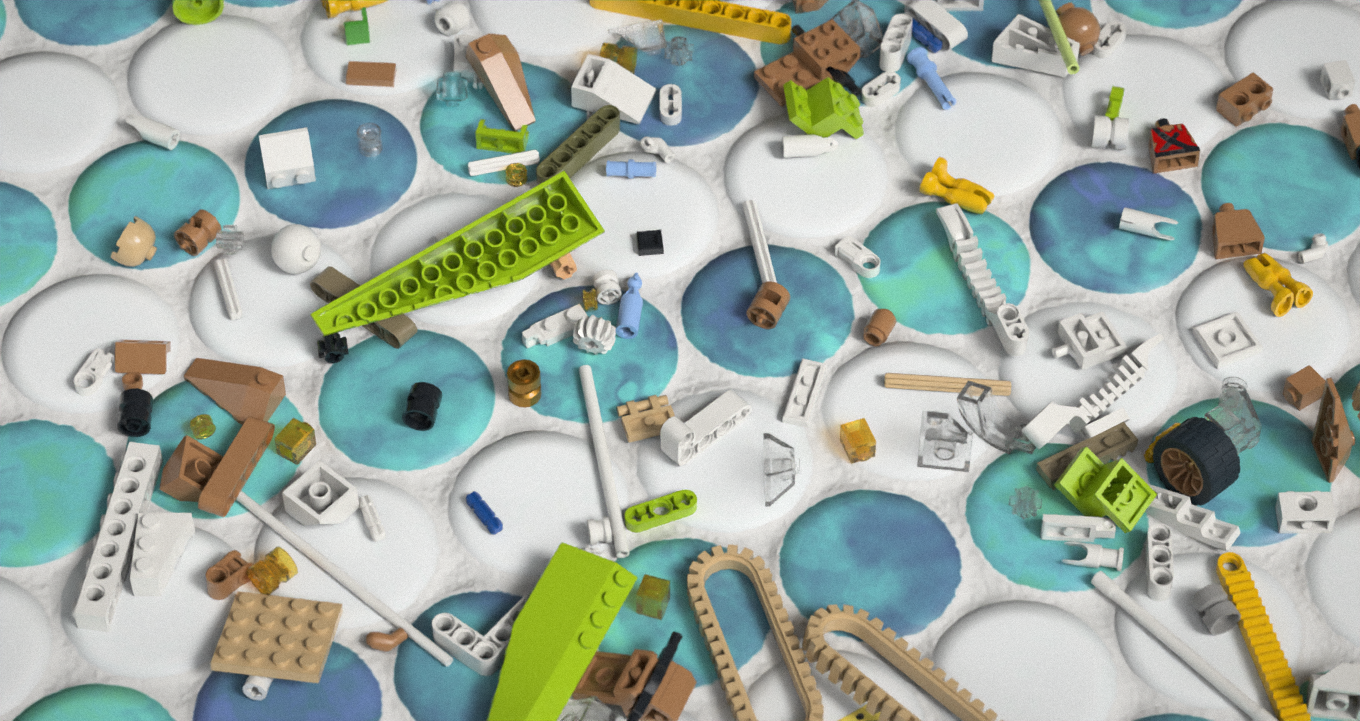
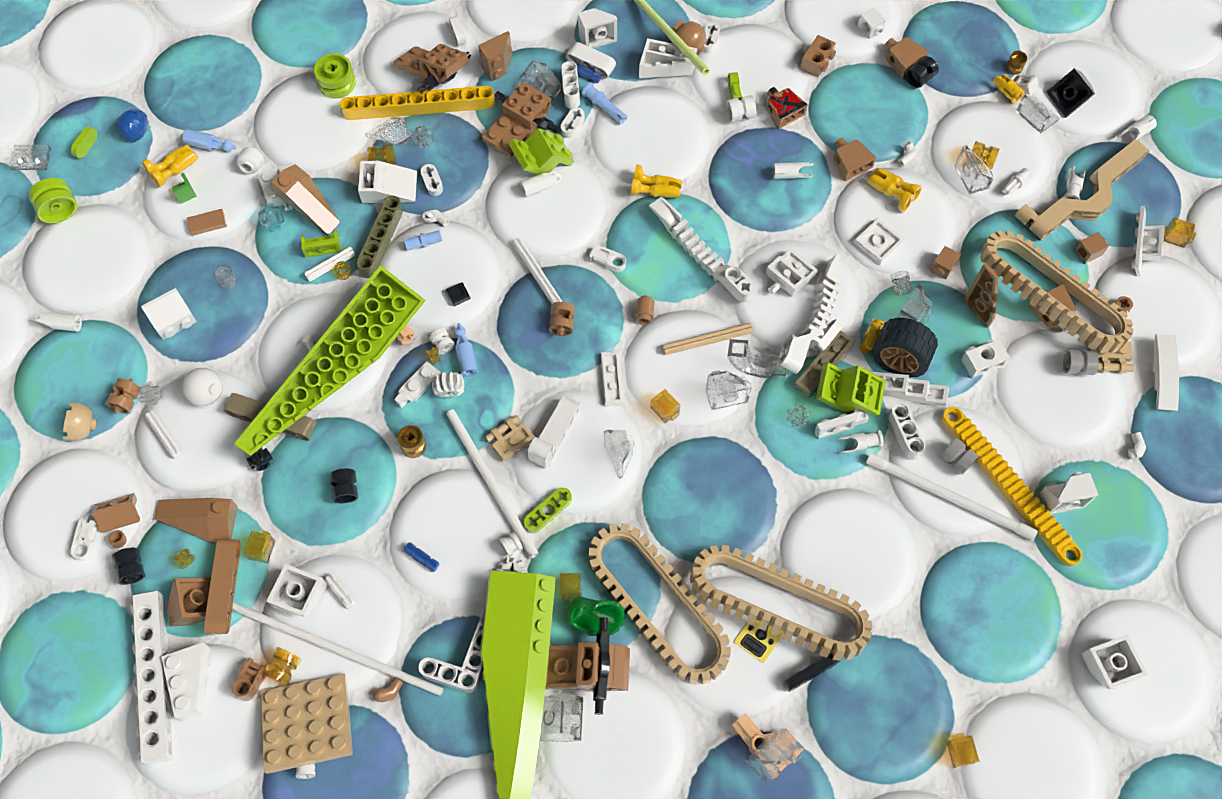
camera: 20 degrees left, 15 degrees up
(655, 627) = (585, 614): none -> green piece

